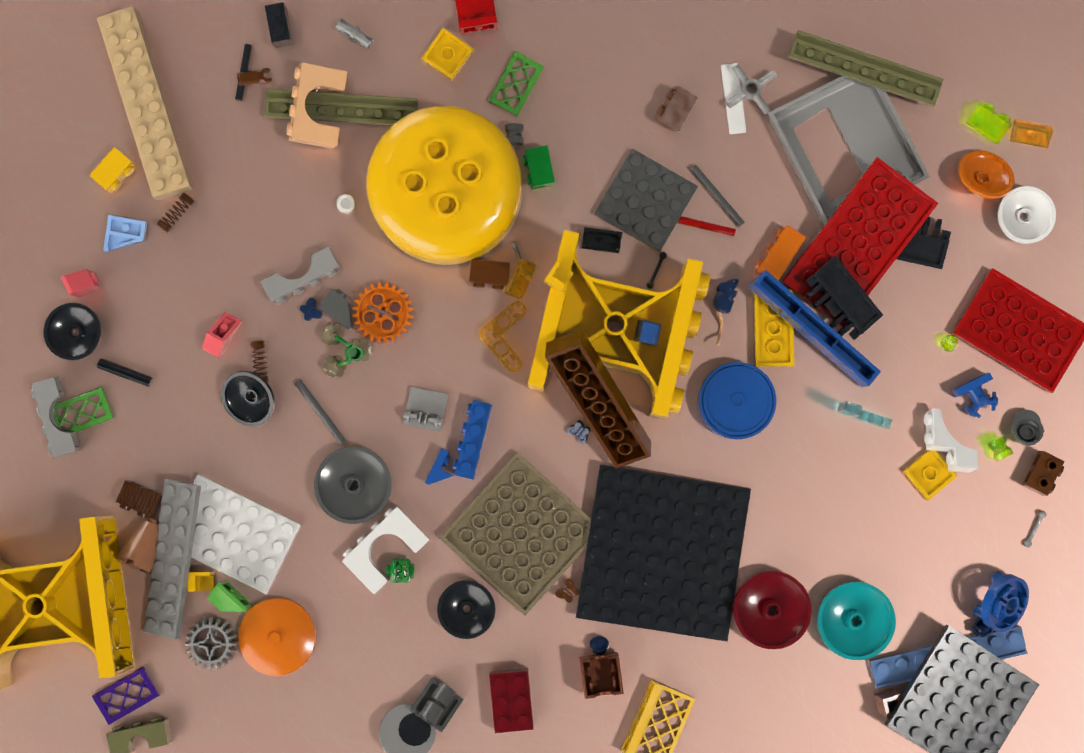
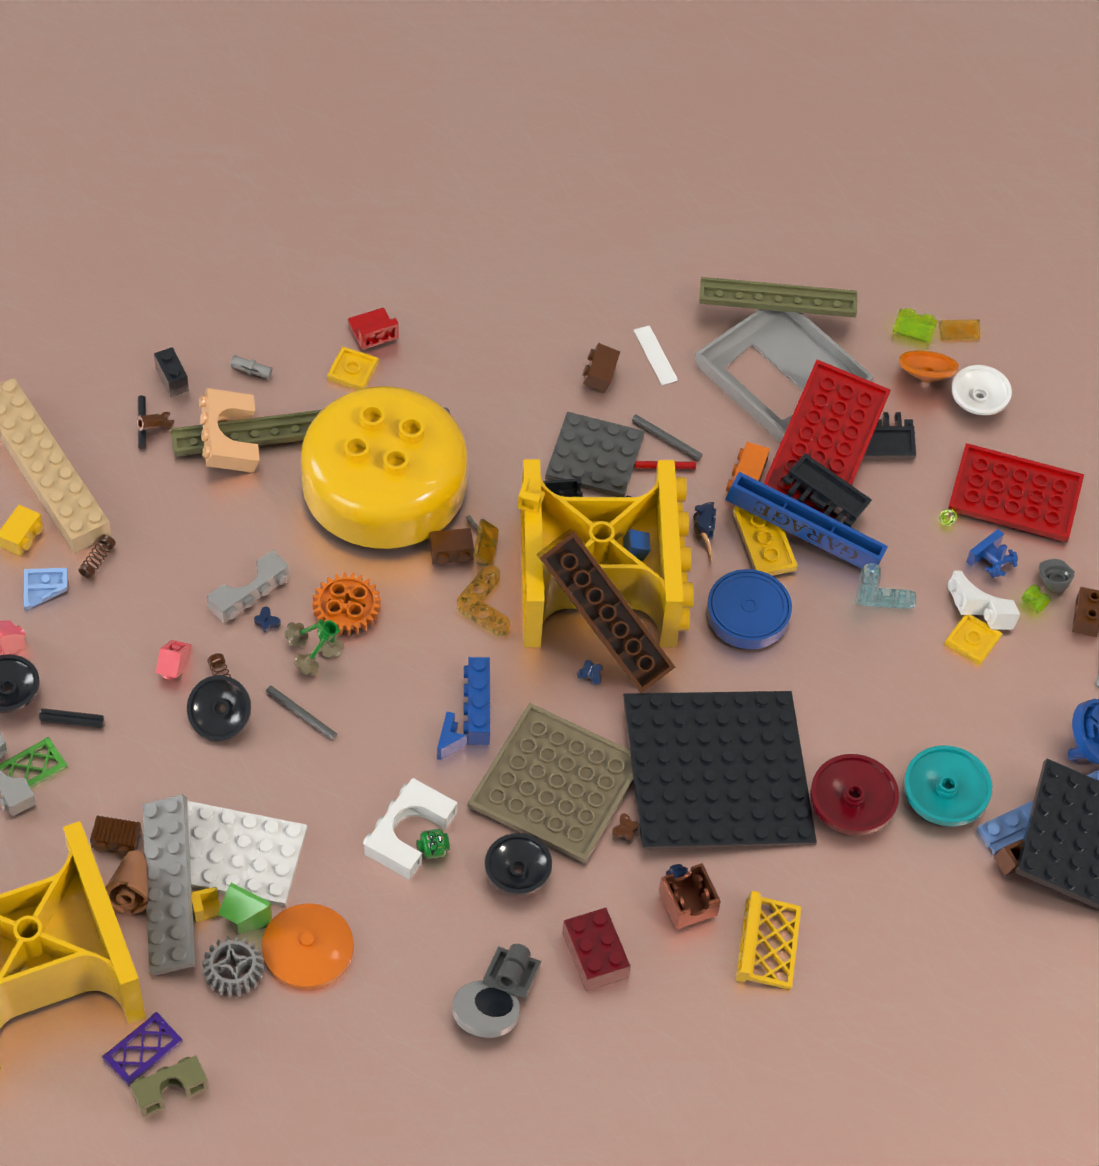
camera: 25 degrees left, 30 degrees down
(338, 307) = (295, 608): dark grey slope -> none
(346, 203) = (280, 516): white tile -> none
(353, 485) = (357, 769): dark grey dish -> none
(425, 409) = (417, 686): light grey hinge -> none
(530, 63) = (436, 362): bright green window -> none
(539, 167) = (479, 445): green brick -> none
(751, 96) = (671, 340): light grey bar -> none
(981, 629) = (1084, 767): dark blue plate -> none

